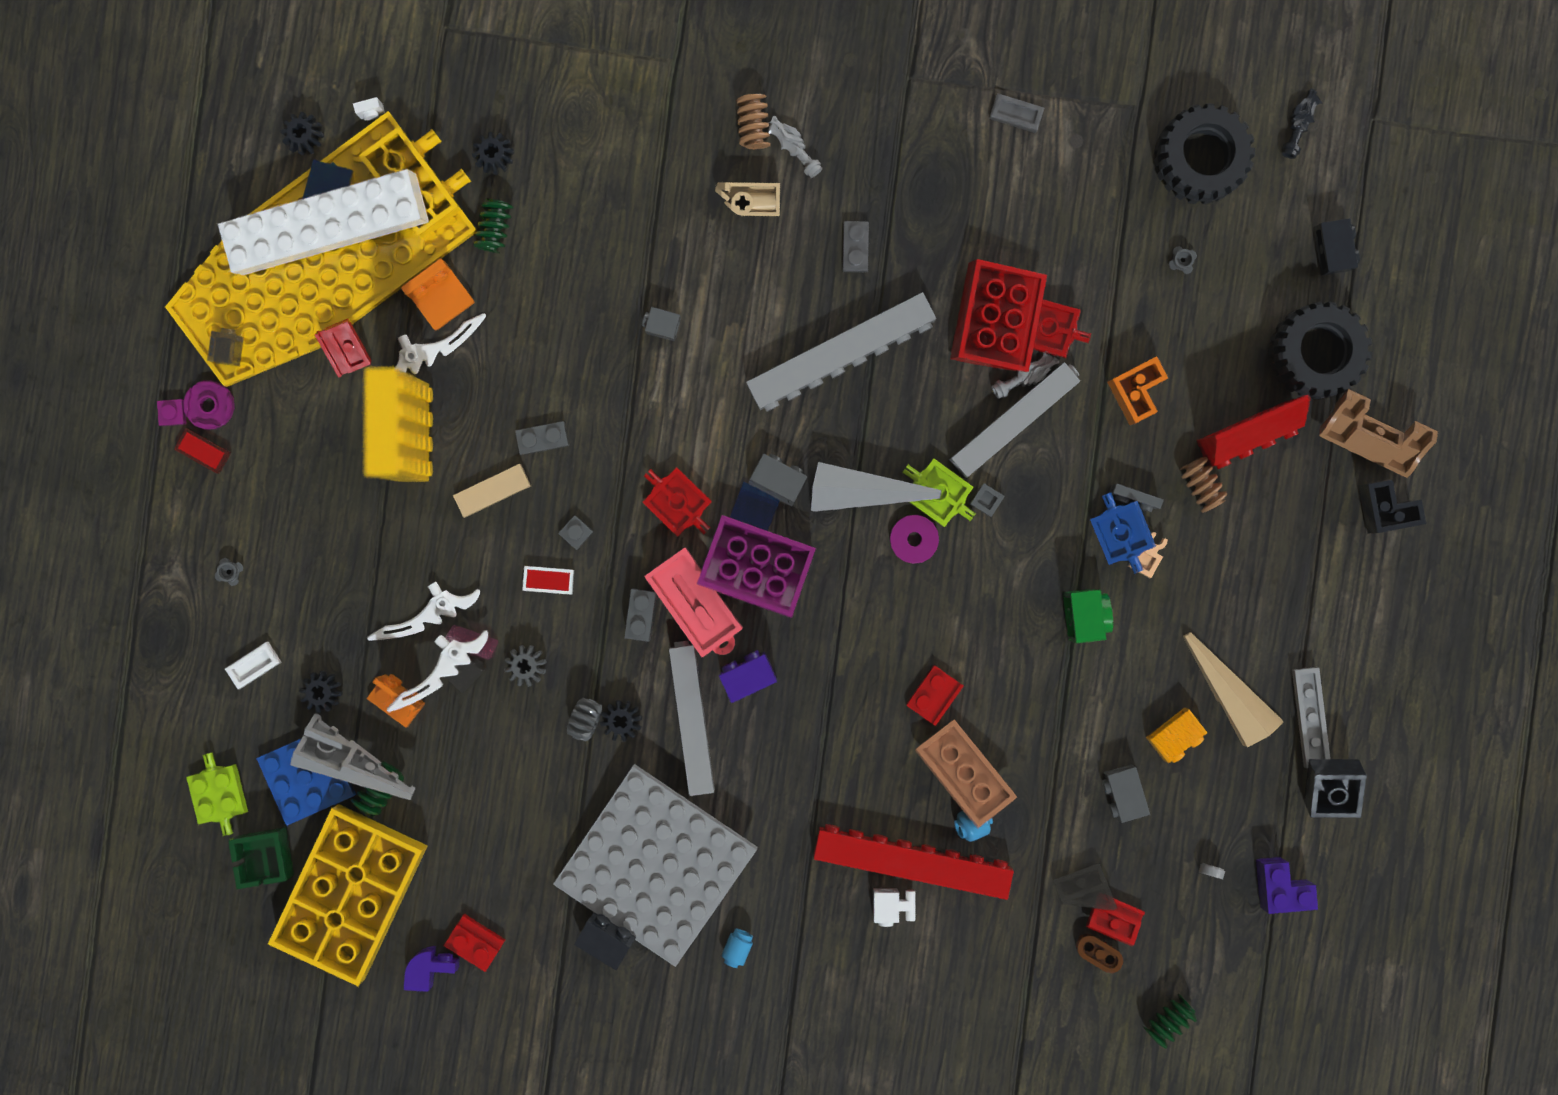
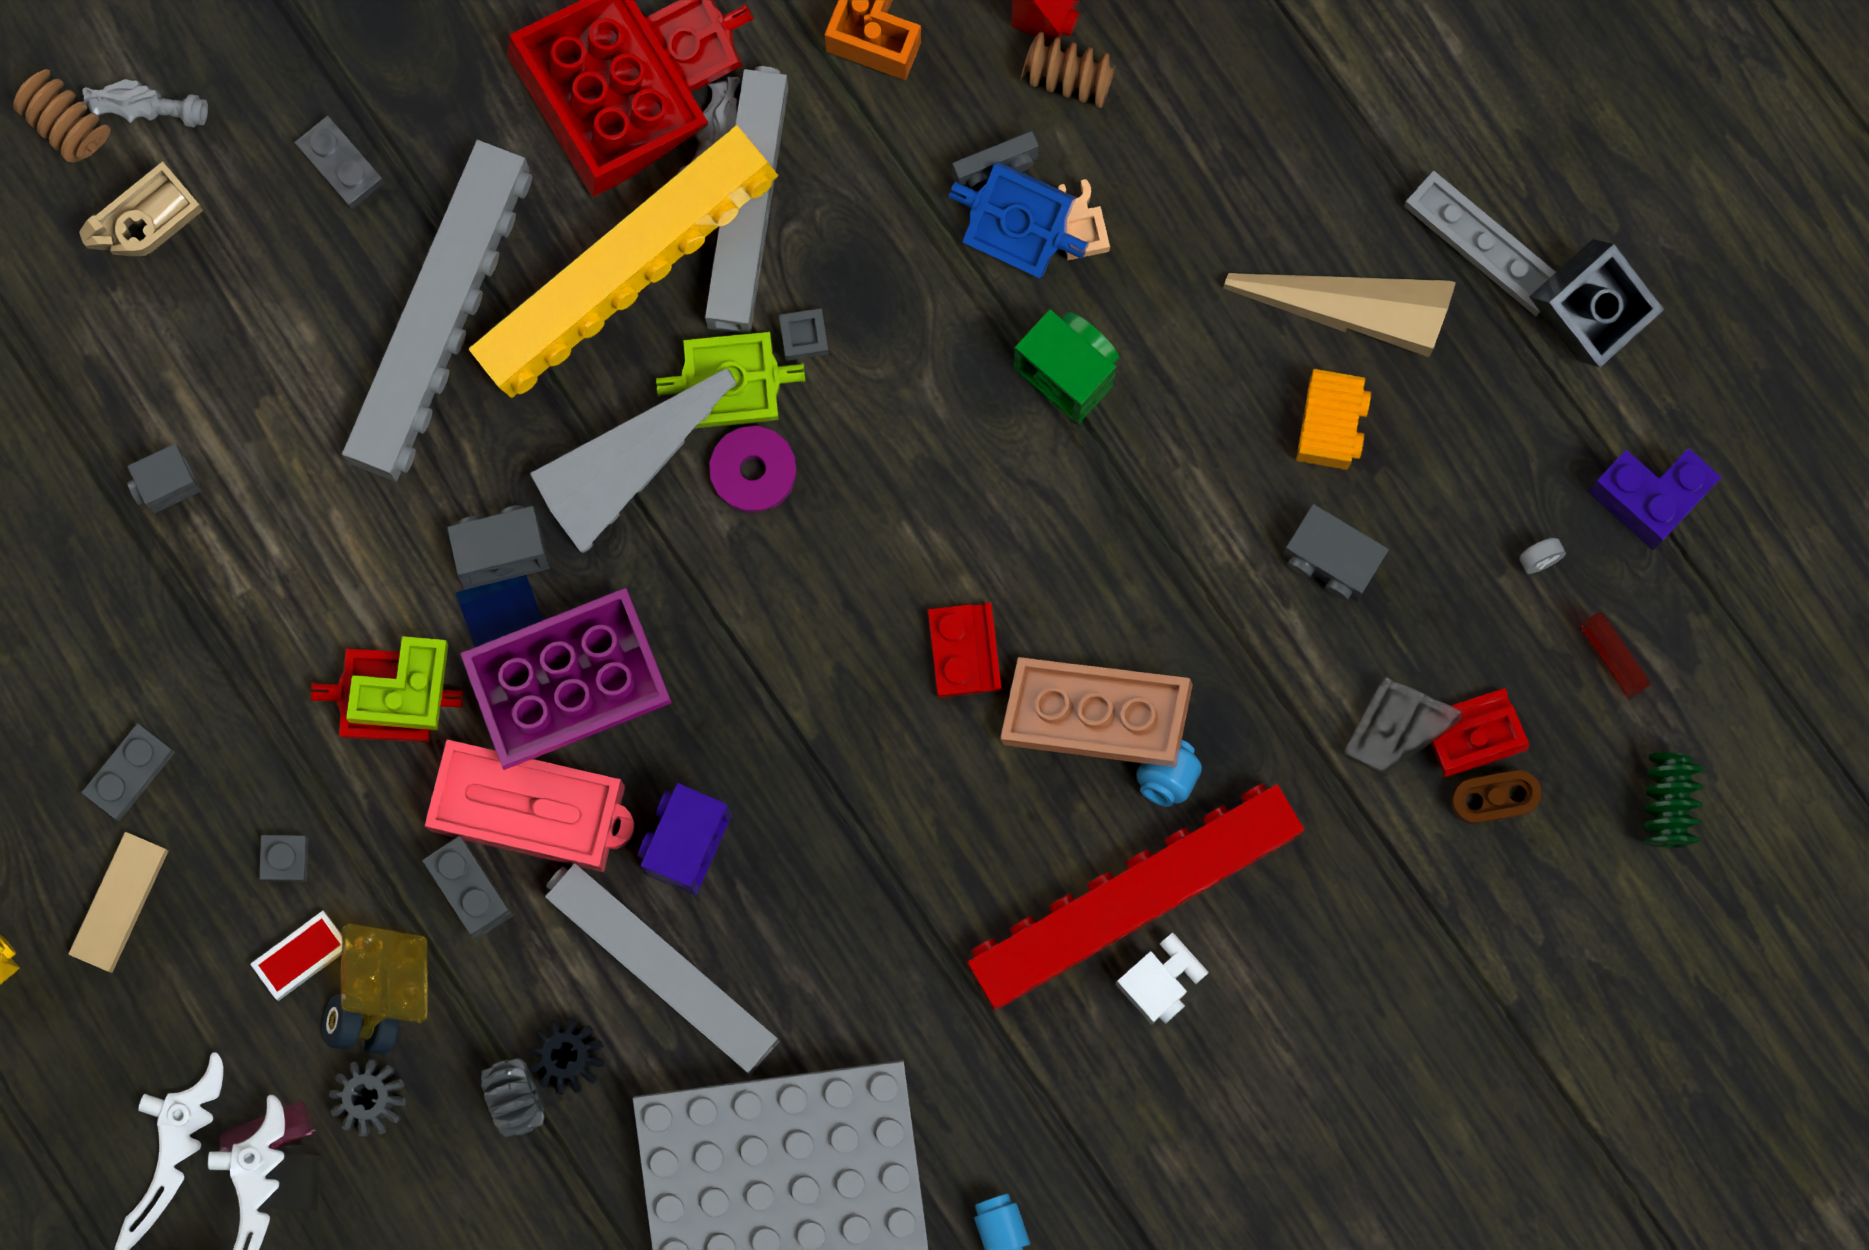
camera: 40 degrees left, 10 degrees down
(569, 625) = (379, 986): none -> clear yellow plate
(682, 514) = (410, 699): none -> lime plate
(938, 404) = (624, 263): none -> yellow brick
(1203, 940) = (1615, 655): none -> clear red tile

